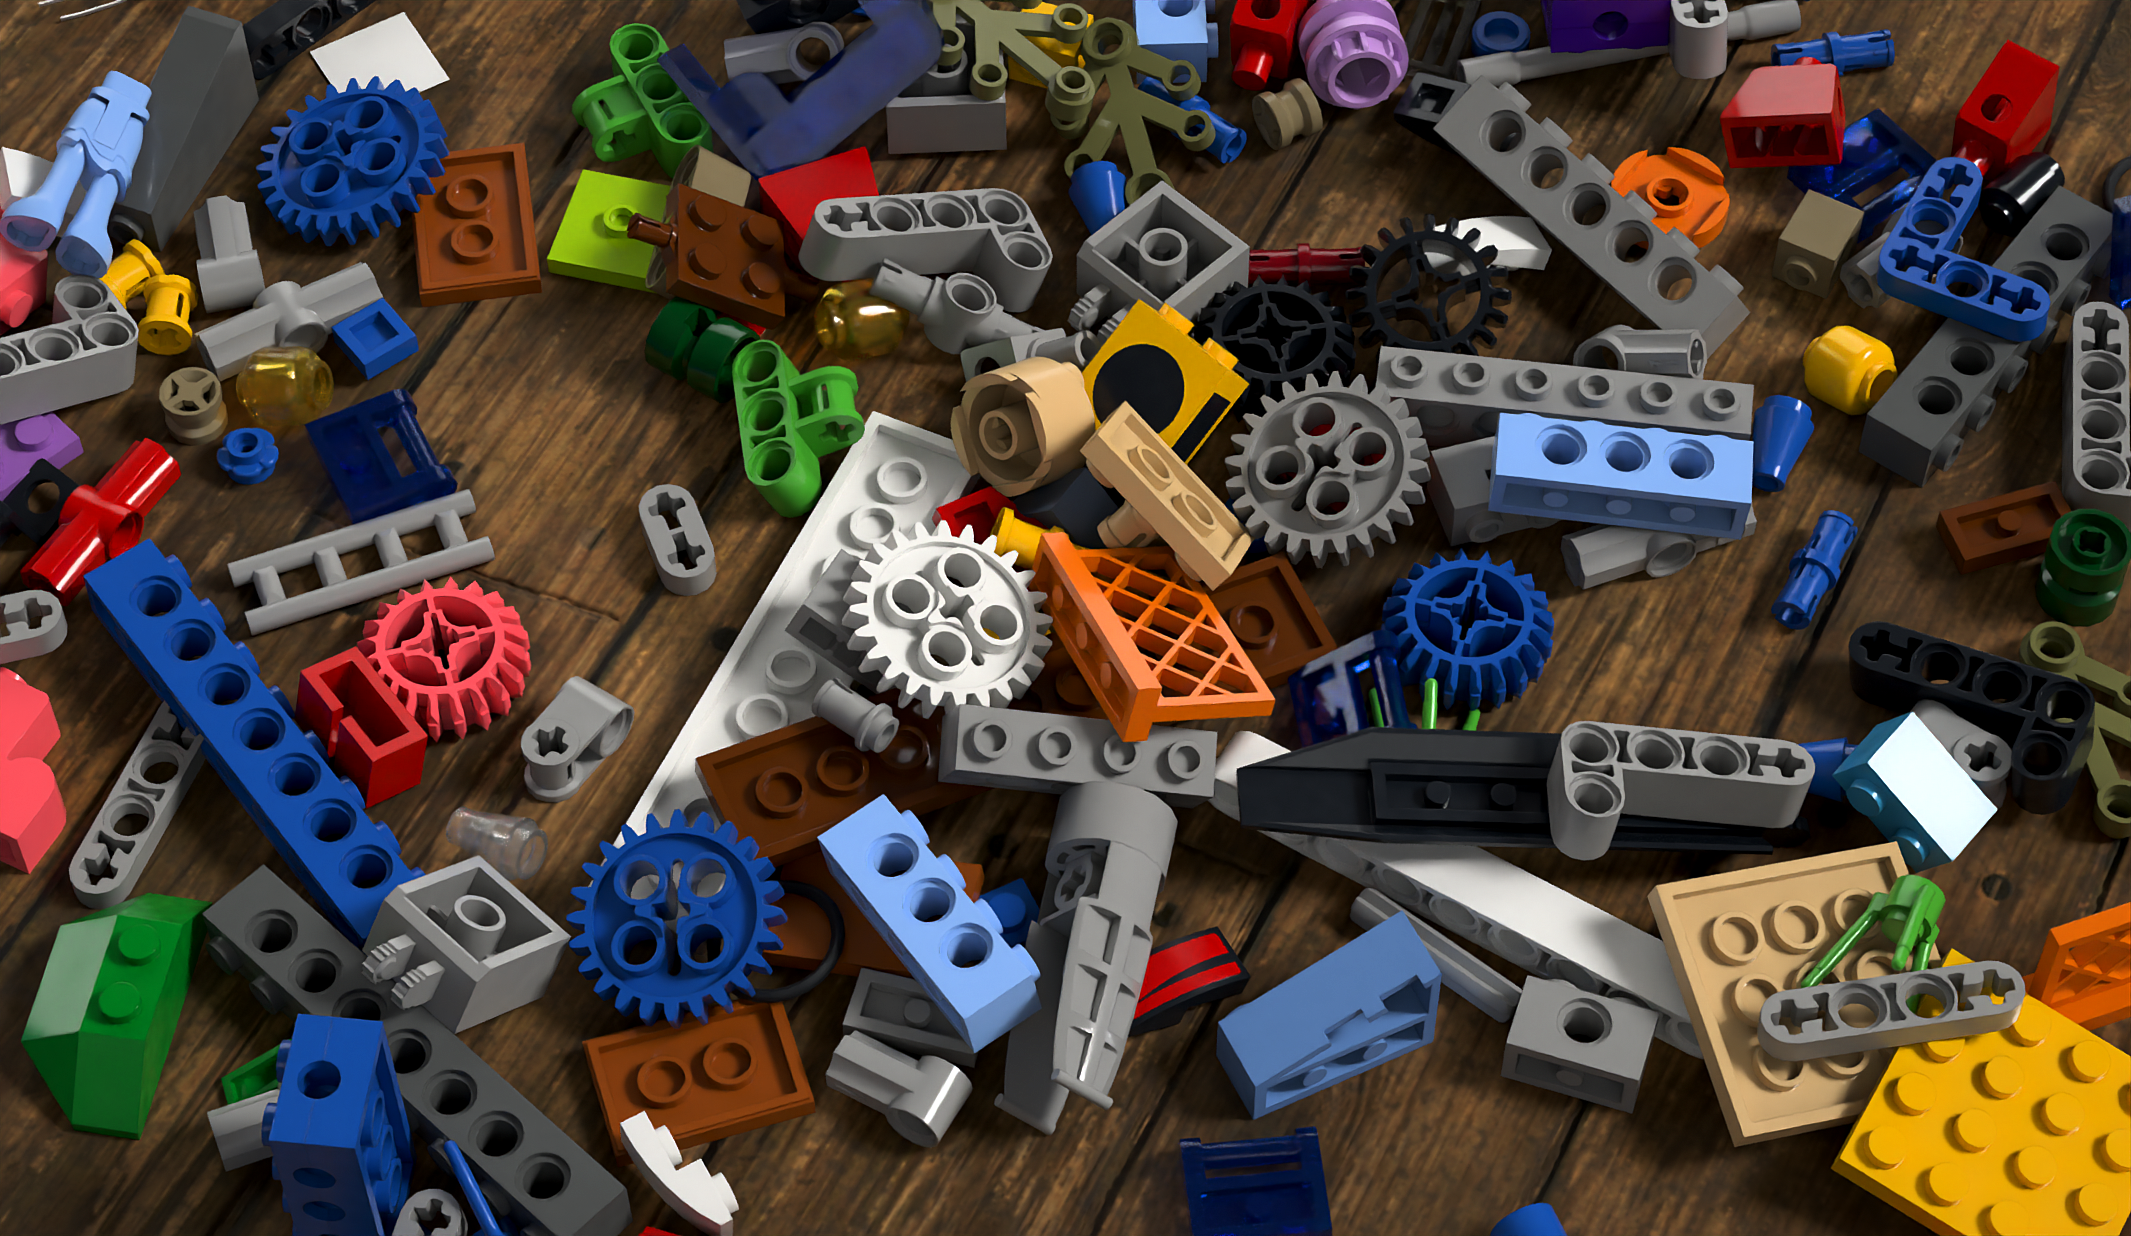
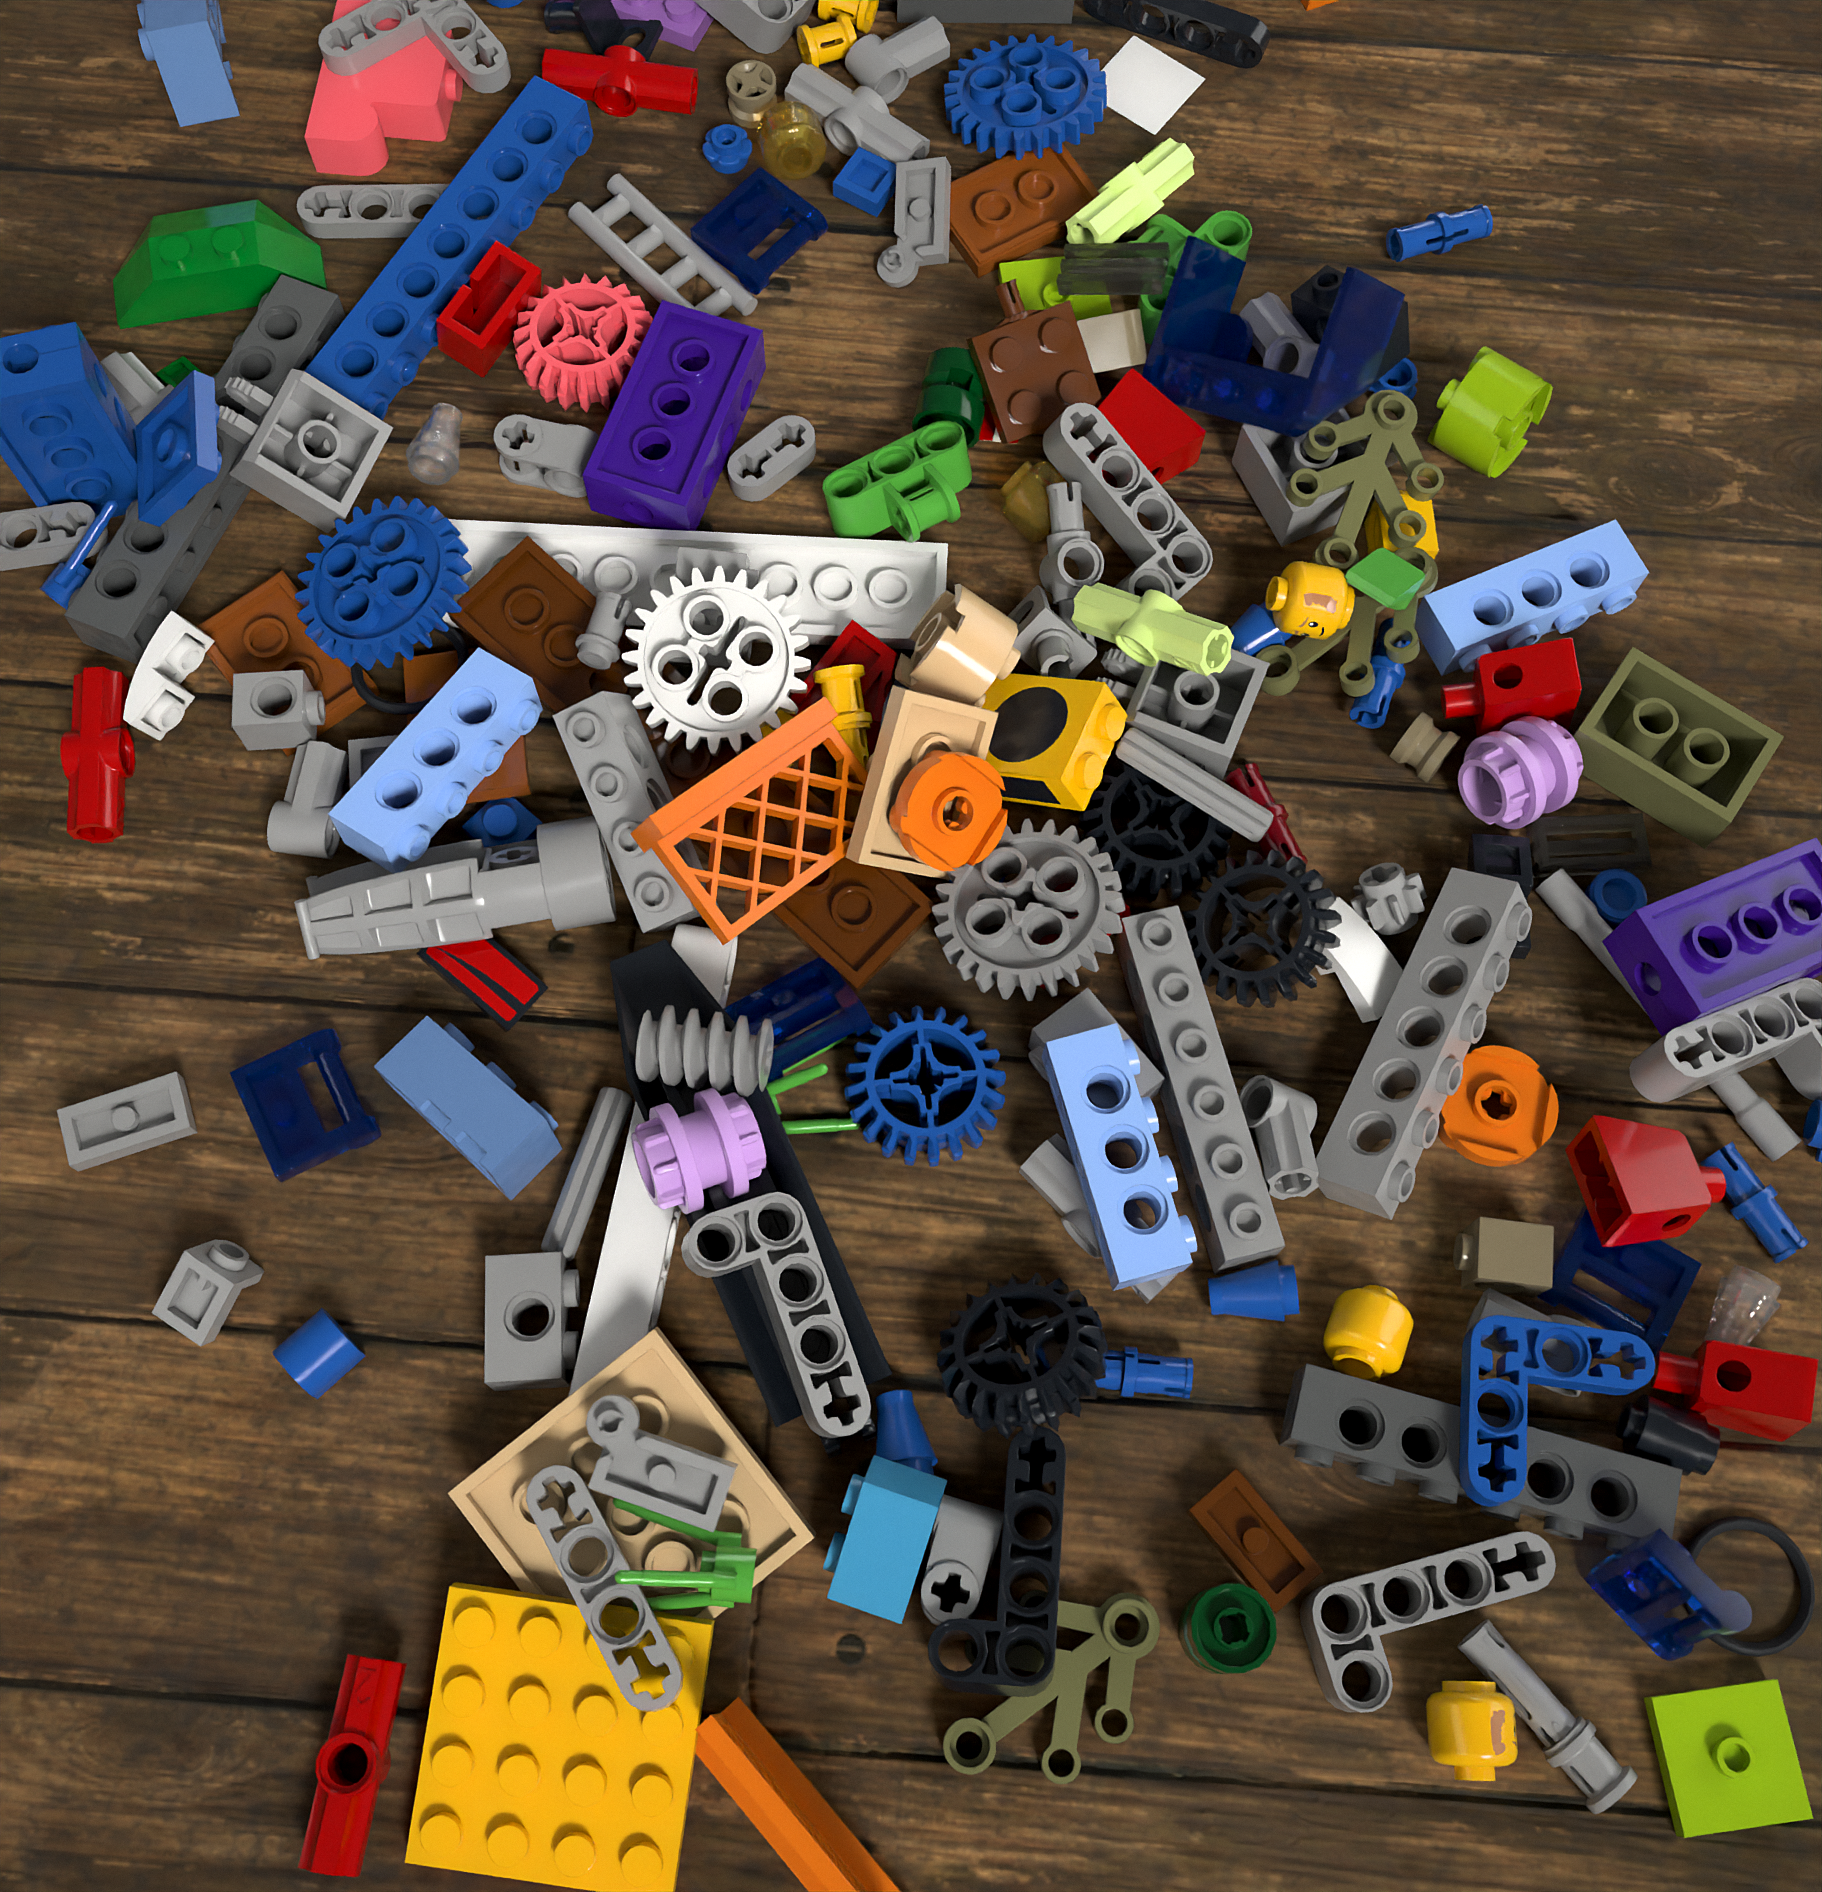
camera: 65 degrees right, 15 degrees up
(441, 1037) = (177, 449): none -> blue plate
(459, 304) = (920, 220): none -> light grey hinge
(538, 116) = (1132, 195): none -> yellowish green piece
(603, 595) = (675, 419): none -> dark purple brick
(623, 149) = (1114, 269): none -> clear smoke tile
(777, 1096) = (261, 694): none -> light grey brick
(1086, 251) = (1153, 628): none -> yellowish green piece
(1106, 126) = (1310, 600): none -> yellow head
(1118, 55) = (1386, 578): none -> bright green slope
(1212, 478) = (921, 803): none -> orange plate
(1262, 286) = (1194, 784): none -> light grey axle
(1394, 740) = (704, 1052): none -> light grey piece
(1434, 191) = (1389, 898): none -> light grey gear
(1494, 783) = (698, 1150): none -> lavender piece
(1792, 931) = (655, 1469): none -> light grey hinge
(1797, 635) = (989, 1375): none -> black gear
(1925, 99) = (1742, 1306): none -> clear cone

